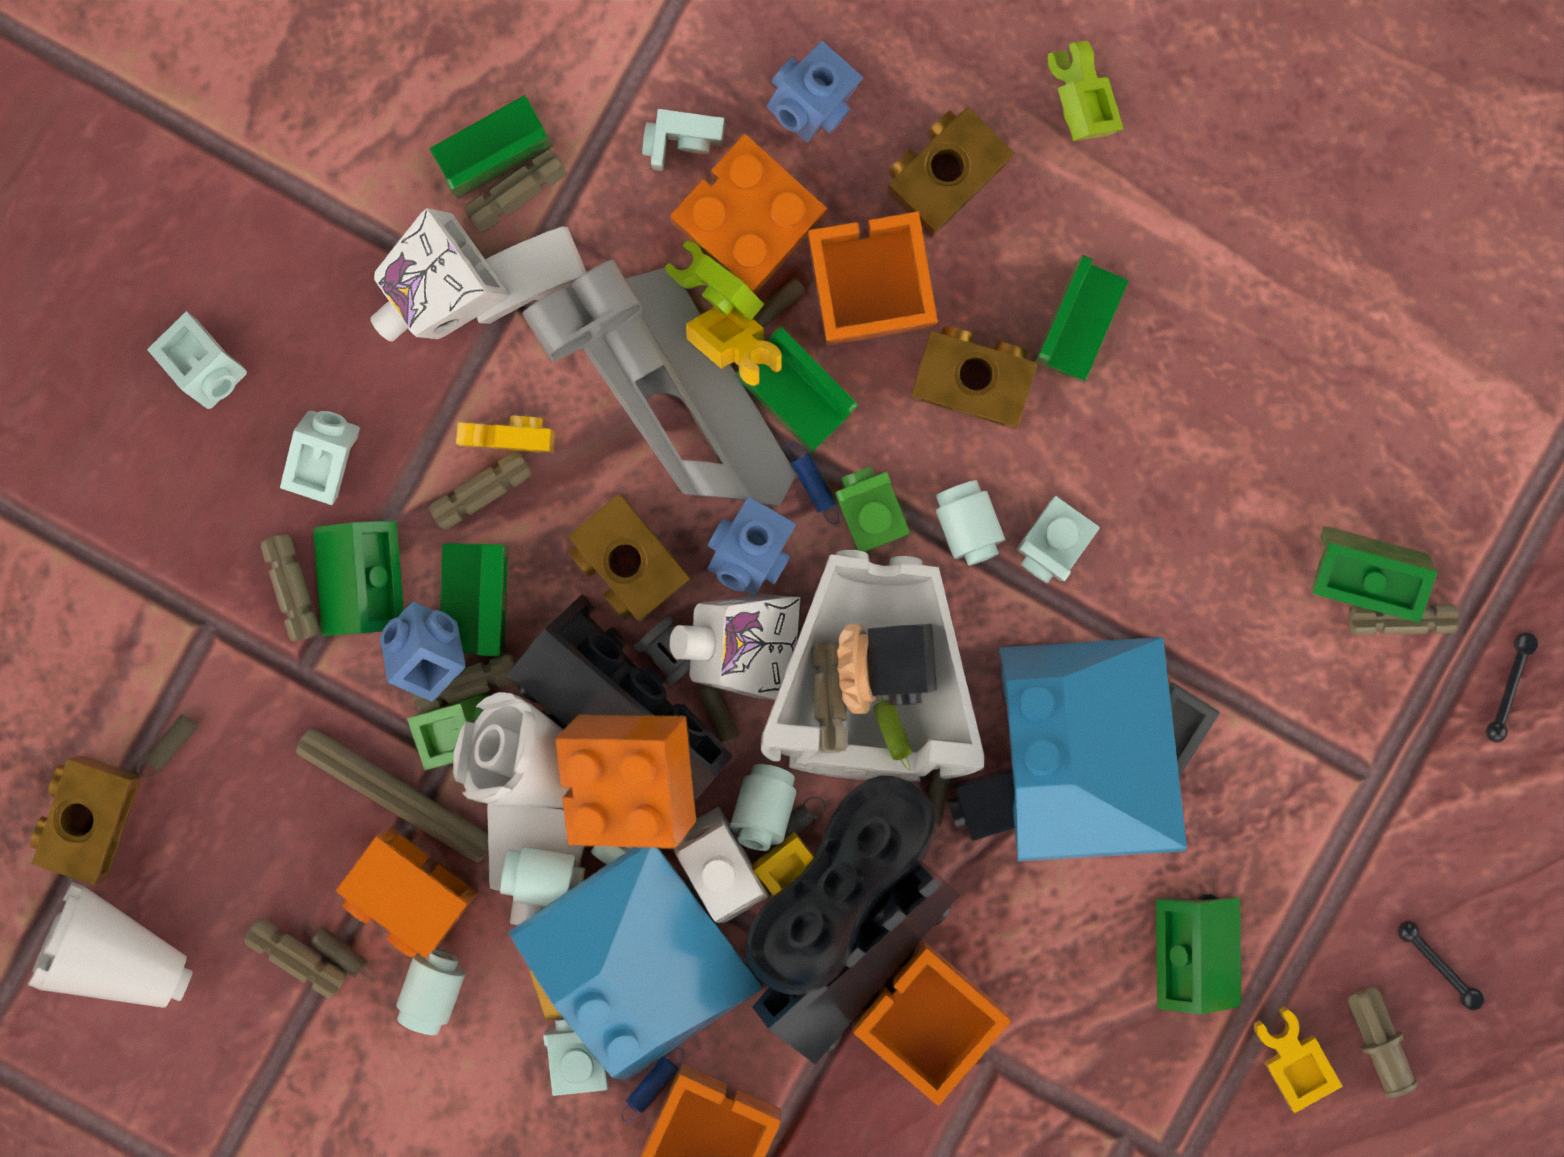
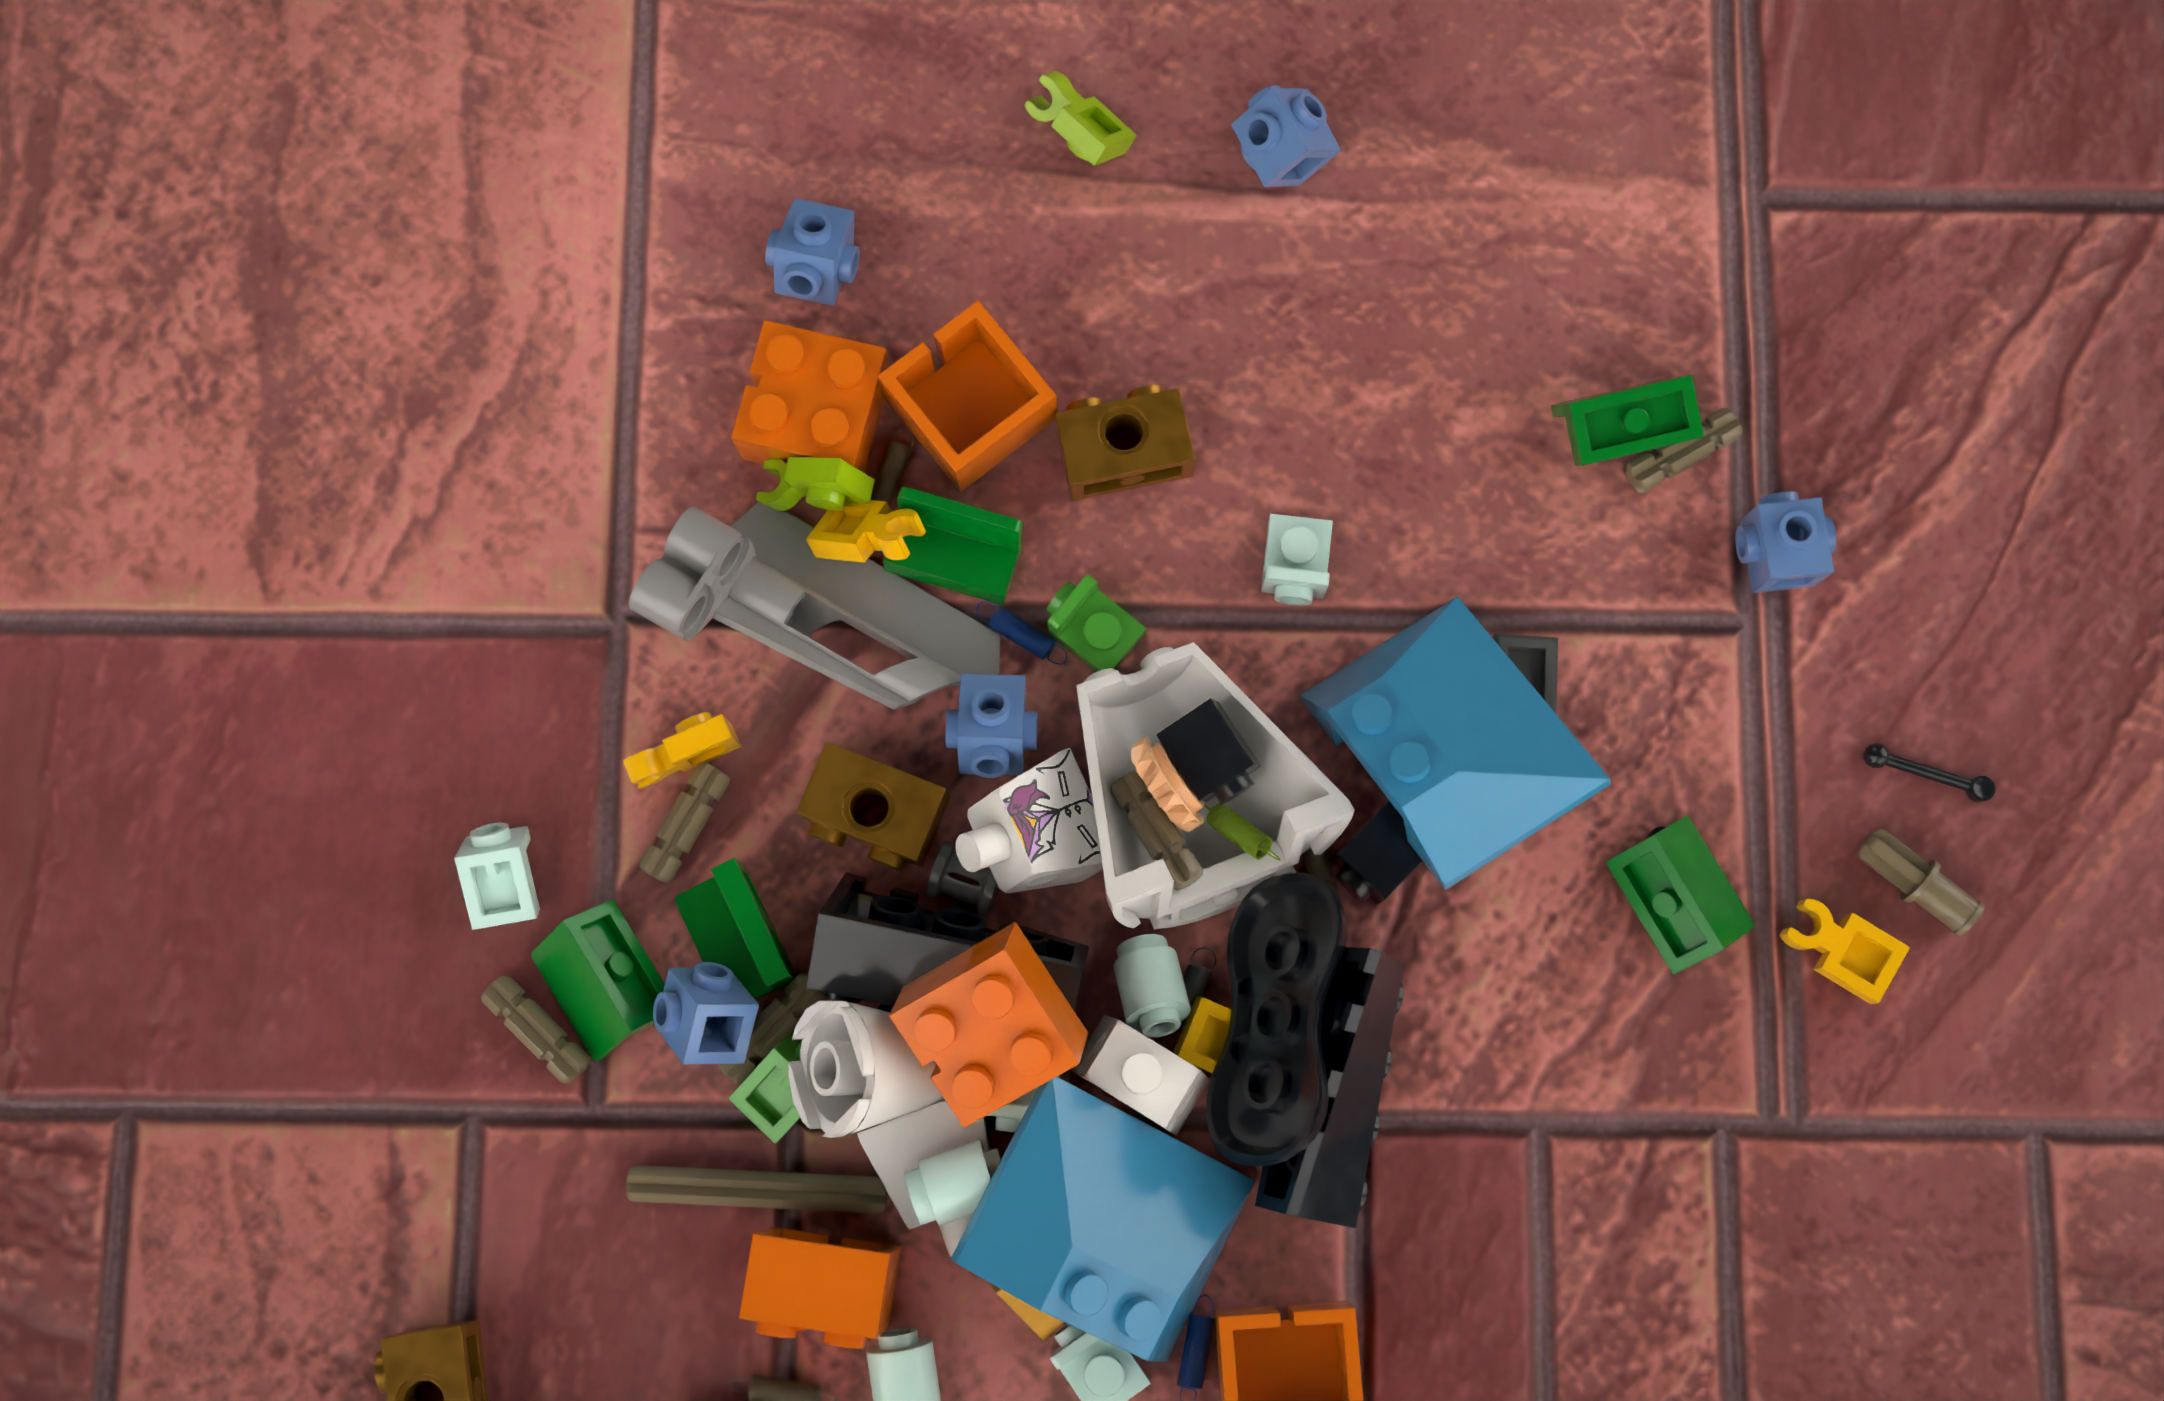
camera: 20 degrees left, 10 degrees down
(171, 742) = (490, 1264): dark tan piece -> none
(196, 361) = (323, 847): light aqua bracket -> none
(434, 280) = (525, 632): white torso -> none
(491, 147) = (521, 477): green panel -> none
(515, 190) = (566, 506): dark tan axle -> none
(534, 270) = (599, 594): white slope -> none
(692, 131) = (706, 354): light aqua bracket -> none
(719, 714) = (1051, 916): dark tan piece -> none
(931, 1023) = (1453, 1115): orange piece -> none
(969, 522) = (1199, 585): light aqua brick -> none
(976, 150) = (993, 223): pearl gold brick -> none
(1081, 320) = (1198, 333): green panel -> none
(1238, 198) = (1285, 136): none -> medium blue brick
(1416, 742) = (1786, 542): none -> medium blue brick
(1524, 644) = (1815, 413): black hinge -> none

